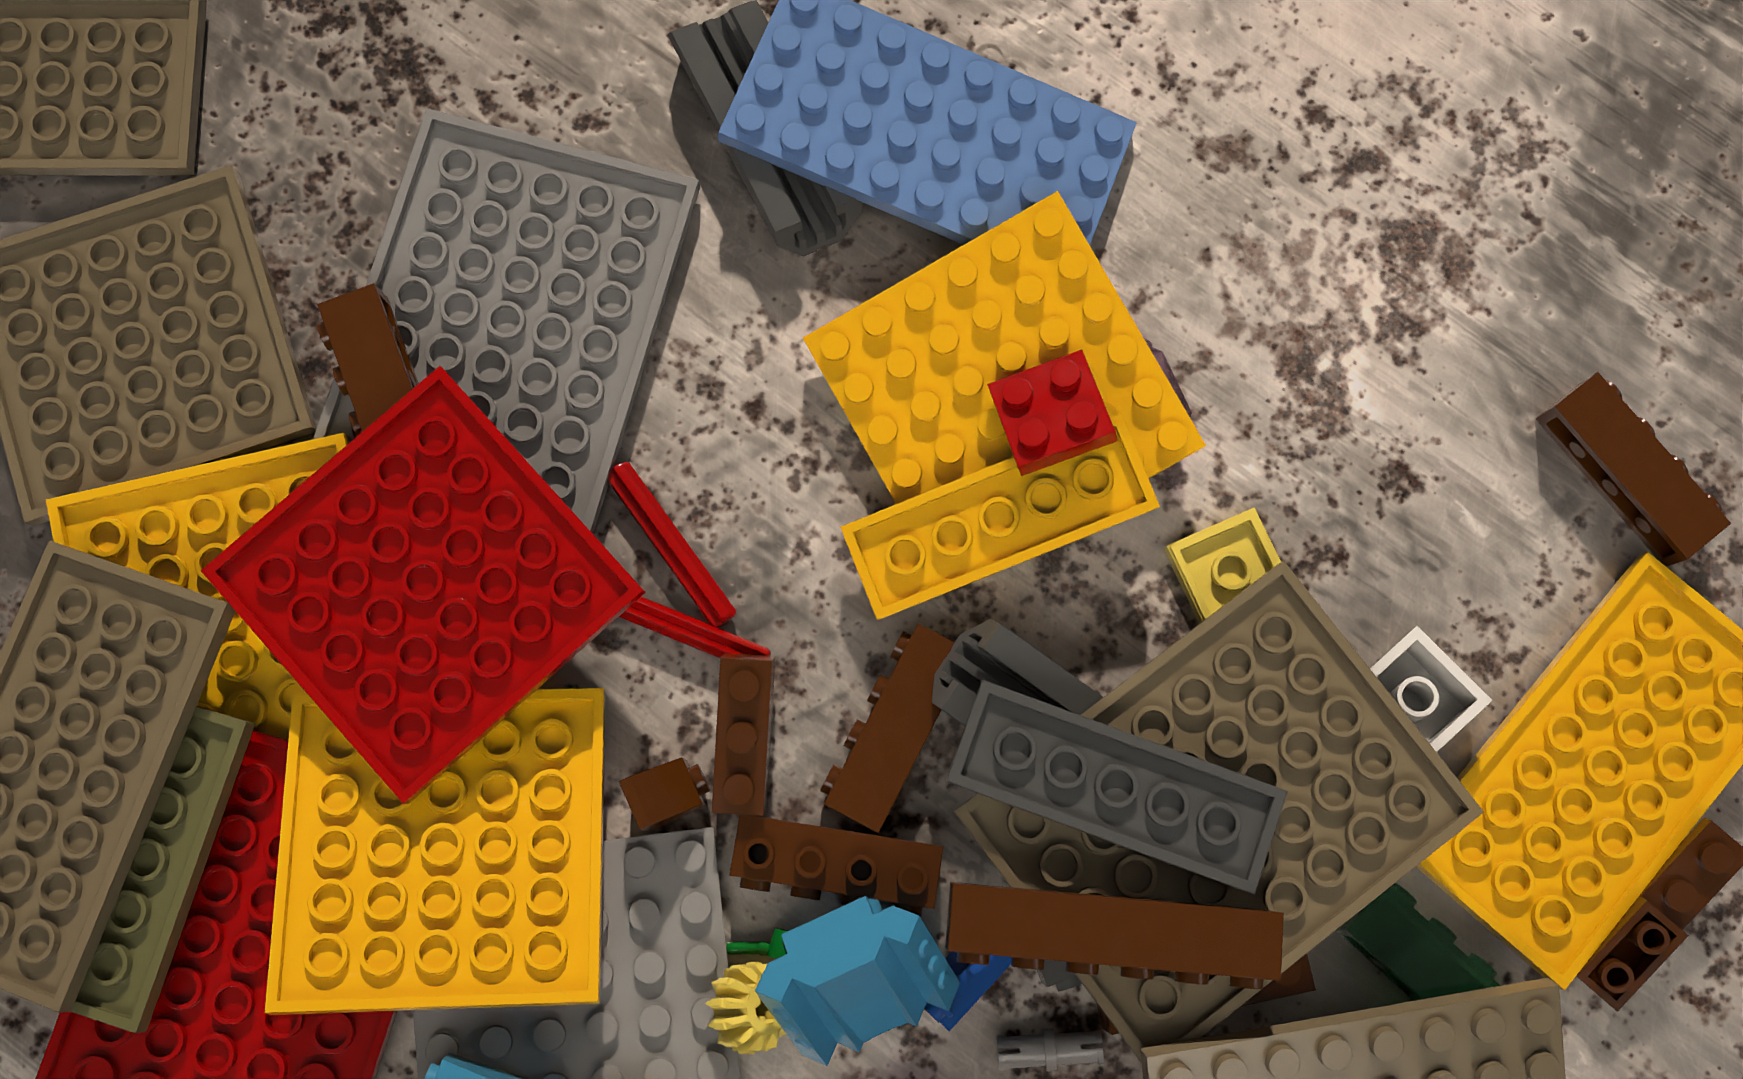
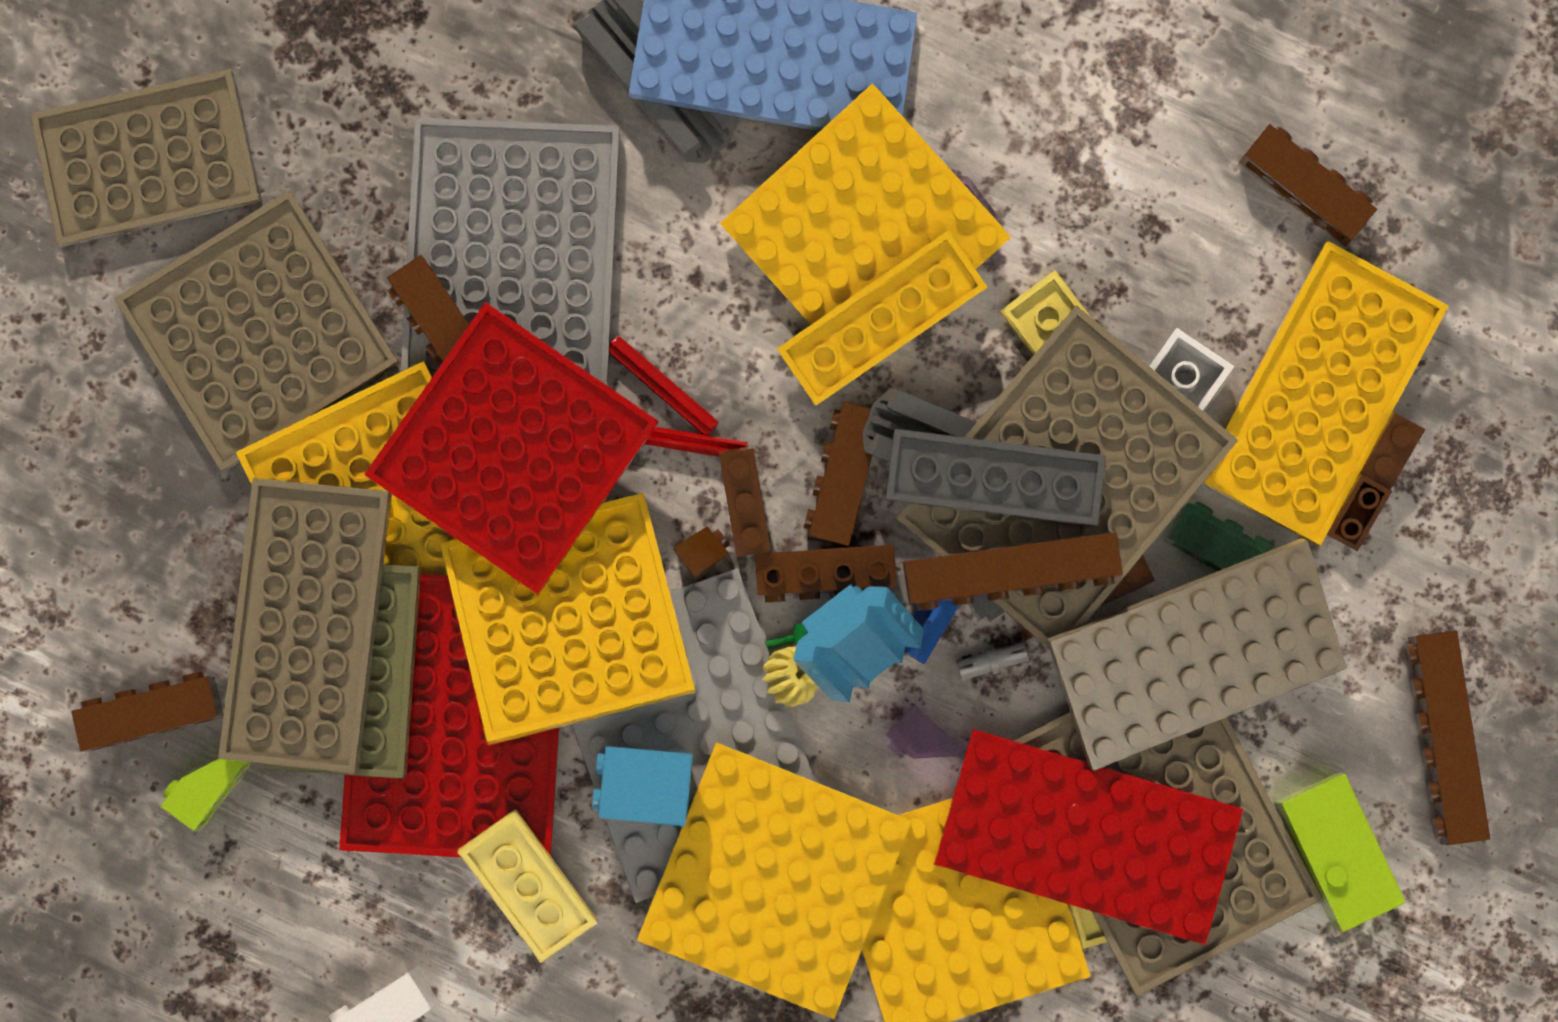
camera: 10 degrees left, 5 degrees up
(1052, 412) = (901, 239): red plate -> none

